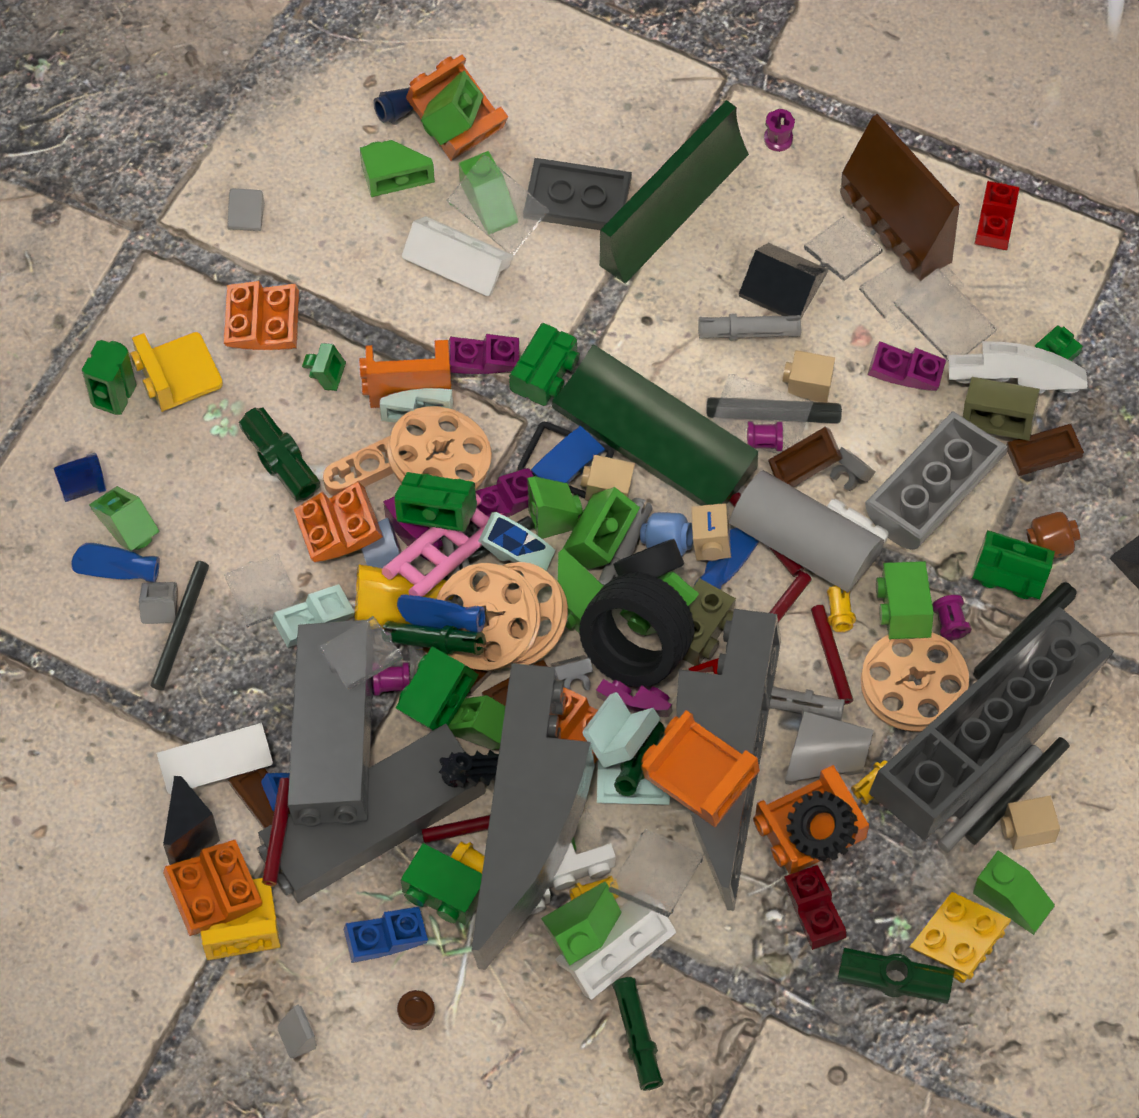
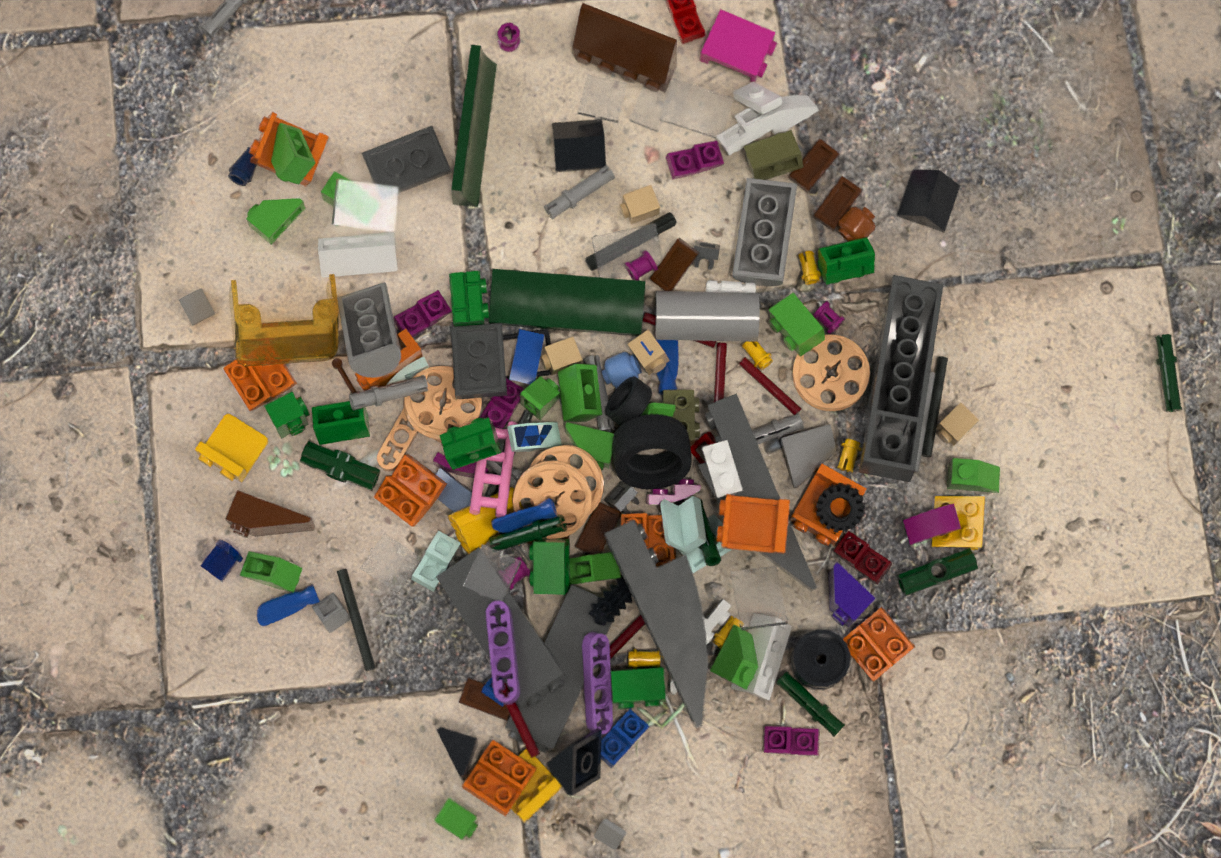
camera: 40 degrees left, 15 degrees up
(109, 377) = (196, 483): green brick -> none
(129, 899) = (456, 820): none -> bright green slope
(154, 453) = (262, 518): none -> reddish brown slope
(216, 757) = (441, 694): white panel -> none
(258, 364) = (288, 415): none -> green brick
(312, 406) = (339, 423): none -> green brick
(314, 288) = (285, 341): none -> clear yellow windscreen
(314, 739) = (500, 652): none -> medium lavender beam
(314, 921) = (578, 763): none -> black slope
(326, 366) = (328, 387): green tile -> none
(354, 354) = (337, 364): none -> reddish brown hinge
(382, 399) = (382, 394): none -> light grey pin
(403, 851) = (602, 682): none -> medium lavender beam
(405, 322) = (370, 331): none -> light grey brick
(416, 1010) = (670, 773): reddish brown tile -> none
(510, 433) = (478, 361): none -> dark grey tile
(586, 1063) = (791, 741): none -> magenta slope
(701, 982) = (809, 671): none -> black wheel
(704, 685) = (722, 469): none -> white plate
(763, 933) = (846, 596): none -> dark purple slope
(767, 1016) = (878, 644): none -> orange slope
(924, 912) = (932, 524): none -> magenta slope
(962, 558) = (809, 268): none -> yellow pin
(1023, 337) = (758, 98): none -> white plate
(1038, 275) = (739, 45): none -> dark pink panel
(1053, 498) = (837, 203): none -> reddish brown tile
(1060, 597) = (877, 299): pearl dark grey axle -> none
(1061, 342) = (781, 85): green tile -> none

